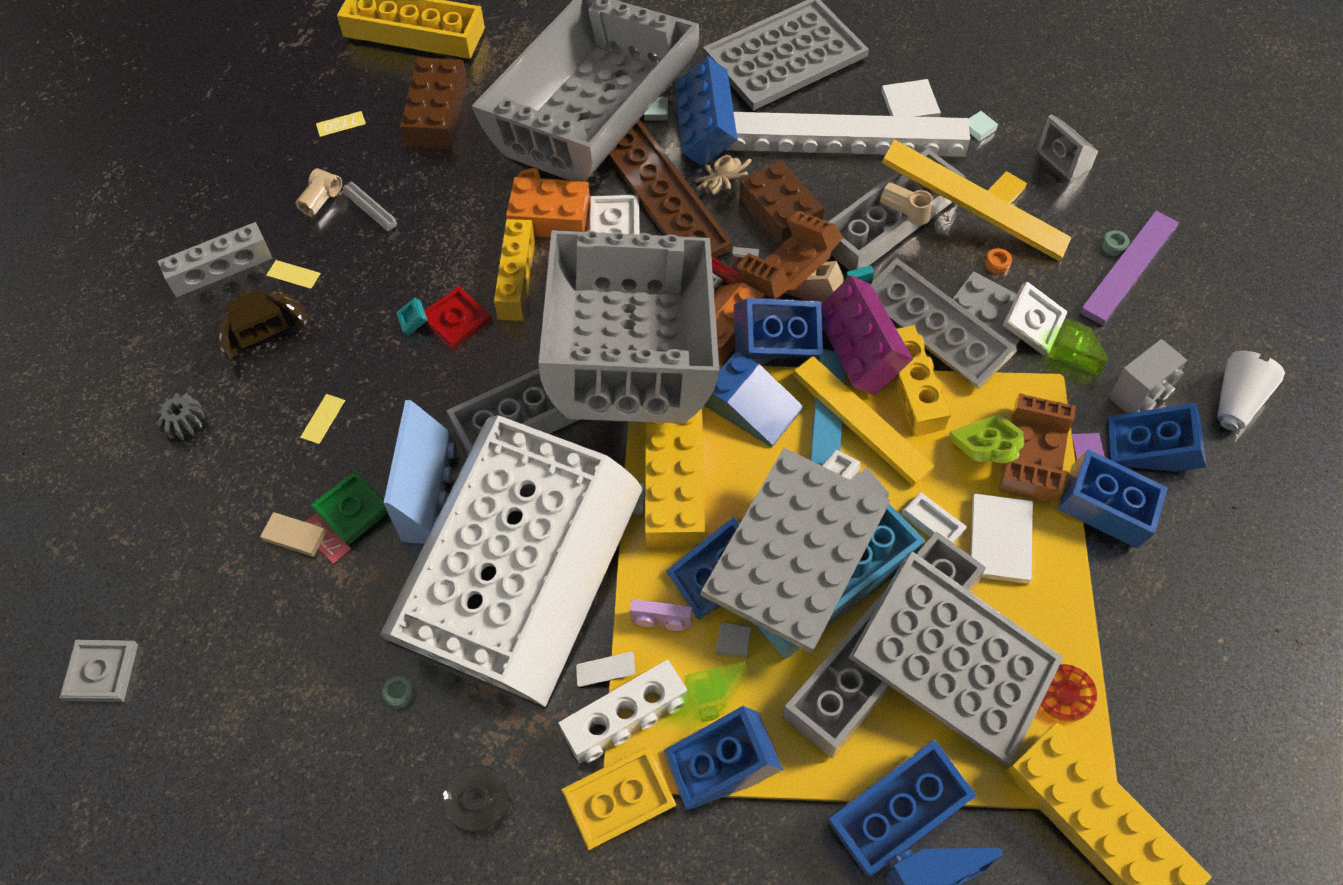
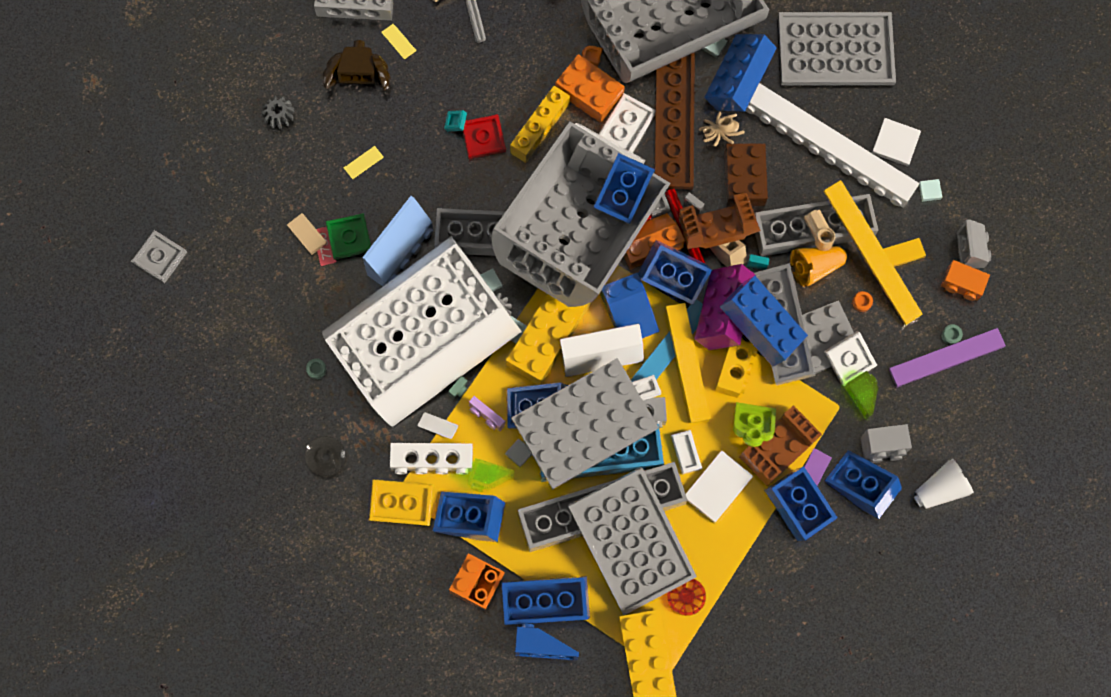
camera: 25 degrees right, 15 degrees up
(603, 607) = (458, 388): none -> sand green plate
(662, 263) = (624, 188): none -> blue slope
(746, 460) = (593, 350): none -> white slope
(790, 842) = (476, 581): none -> orange slope
(922, 245) = (814, 264): none -> light orange cone
(923, 315) = (763, 321): none -> blue brick
(1086, 184) = (965, 281): none -> orange brick

